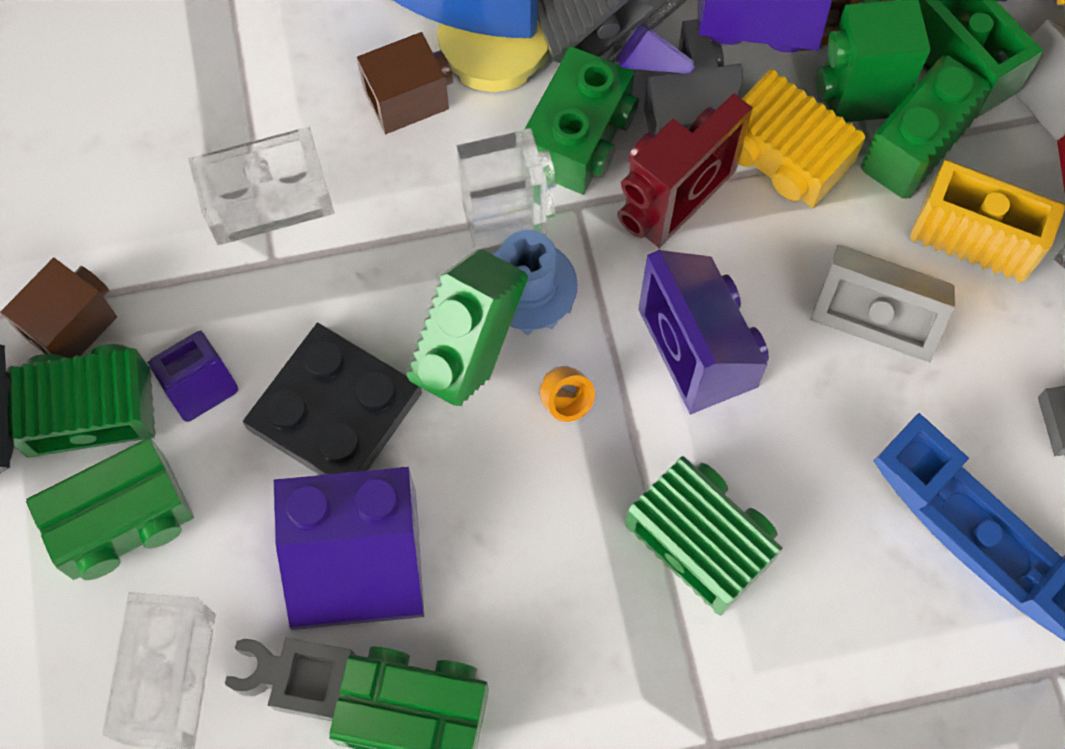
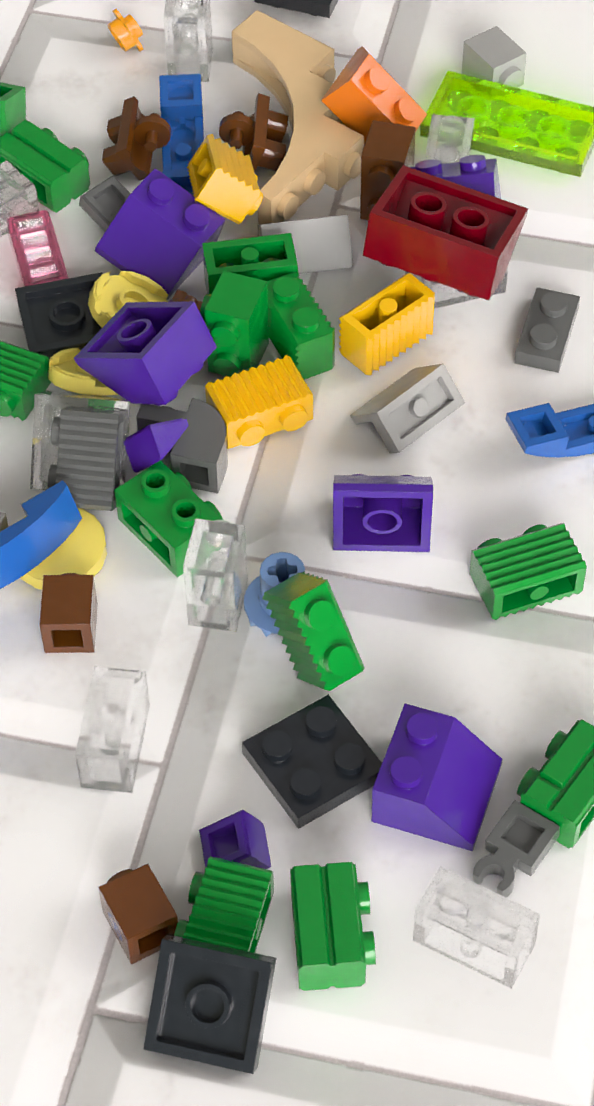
camera: 65 degrees left, 15 degrees down
(562, 403) = (382, 608): light orange hinge -> none
(681, 169) = (260, 466): dark red plate -> none

